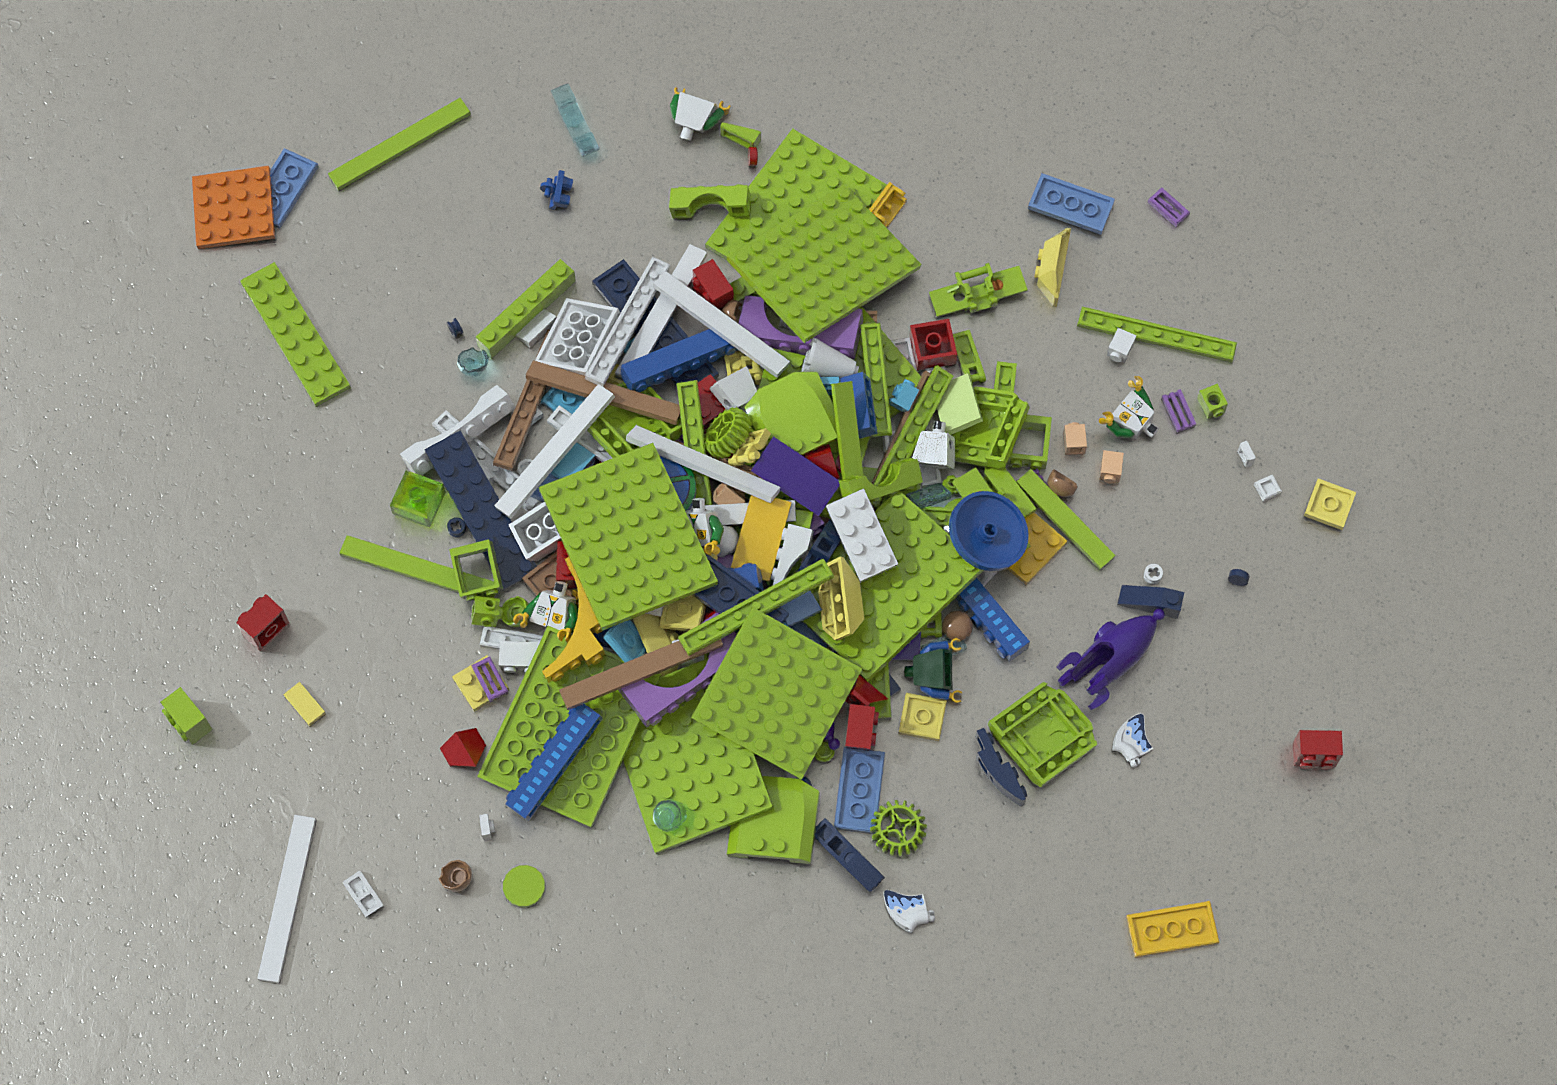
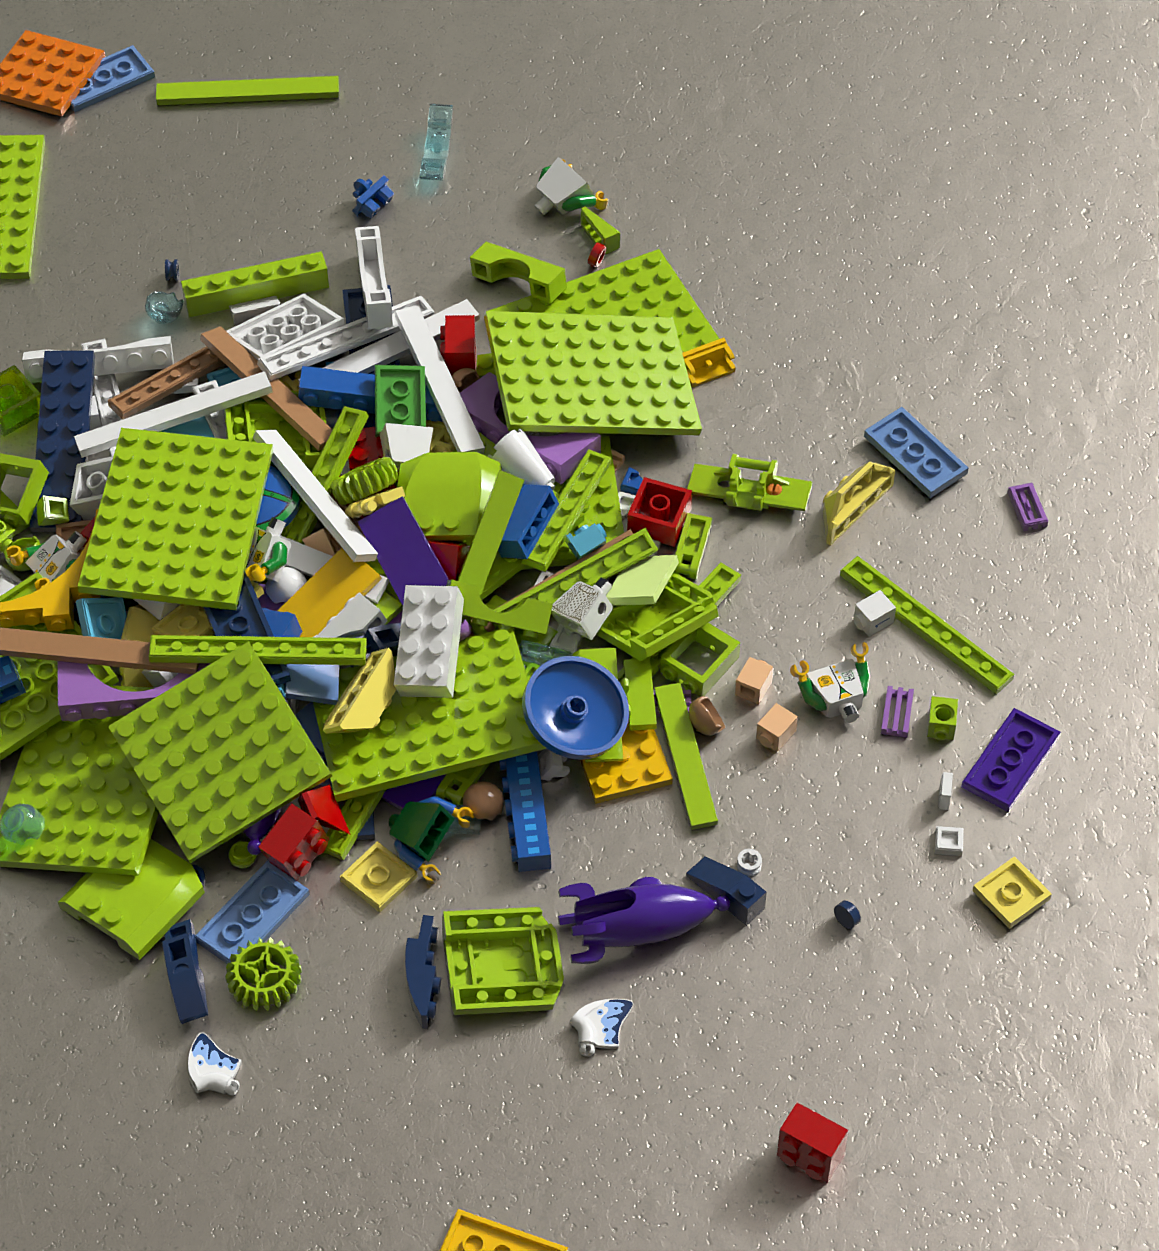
camera: 30 degrees right, 15 degrees down
(453, 522) = (28, 442): dark blue bush -> none
(514, 569) = (52, 511): none -> lime slope
(633, 281) = (373, 279): none -> white arch
(706, 355) = (399, 396): none -> bright green tile
(896, 329) = (631, 482): none -> blue tile
(1271, 406) = (1011, 759): none -> dark purple tile

